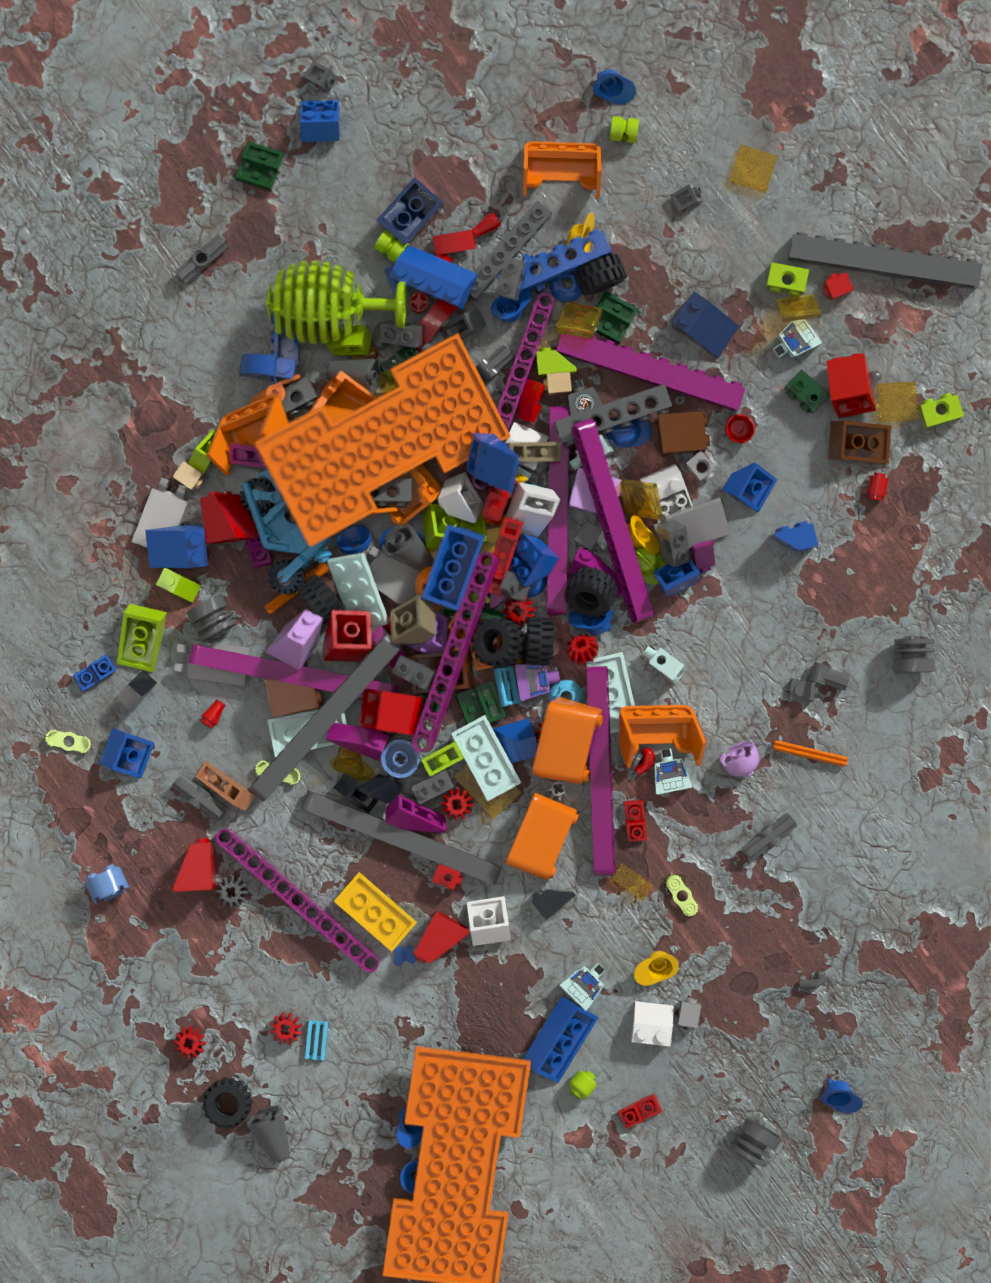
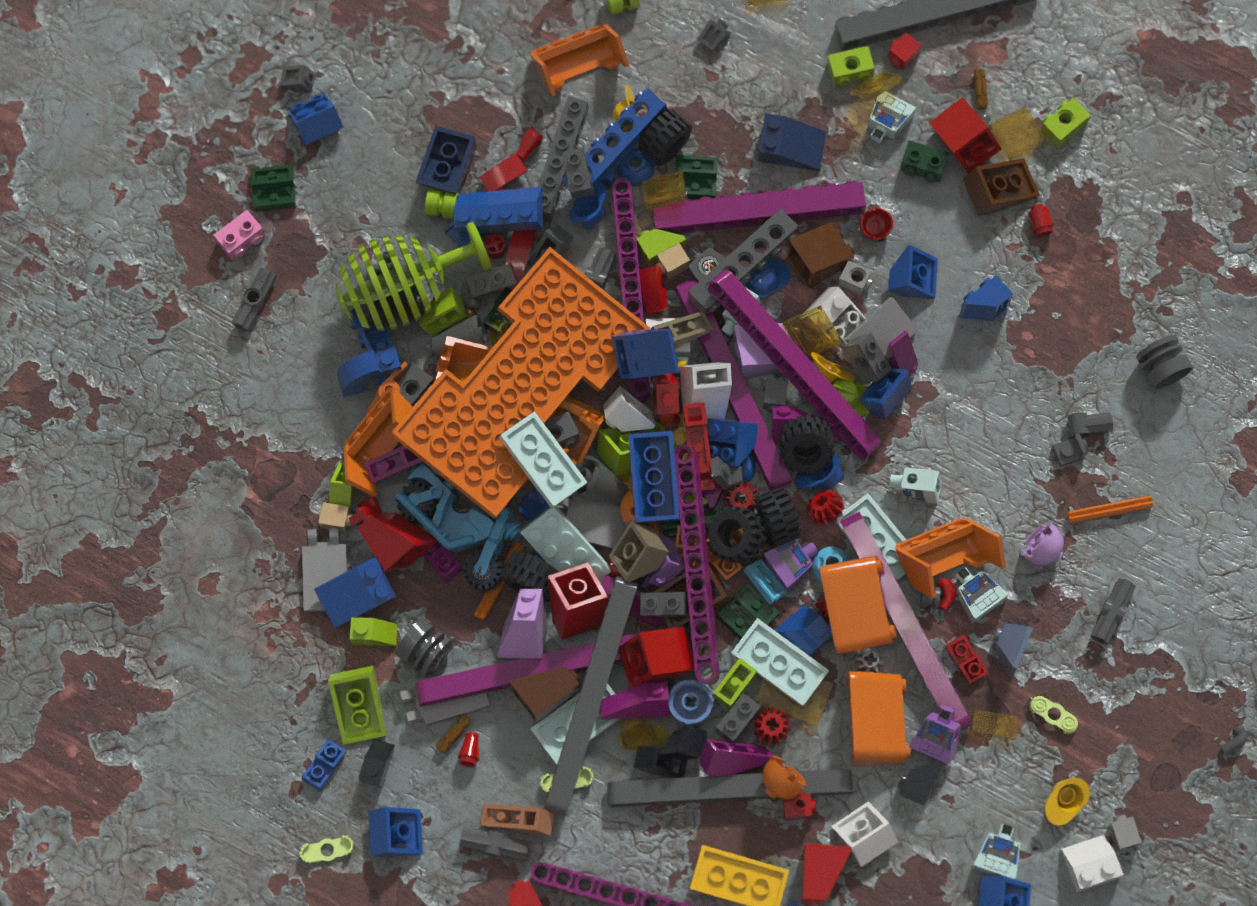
camera: 20 degrees left, 15 degrees down
(206, 694) = (453, 733): none -> pearl gold axle
(213, 197) = (239, 235): none -> bright pink brick
(218, 483) = (365, 508): none -> red bracket
(368, 515) = (542, 459): none -> light aqua plate
(442, 853) = (782, 780): none -> orange cylinder
(581, 874) = (938, 736): none -> medium lavender torso
(675, 828) = (1011, 645): none -> sand blue slope
(886, 348) = (980, 88): none -> pearl gold axle

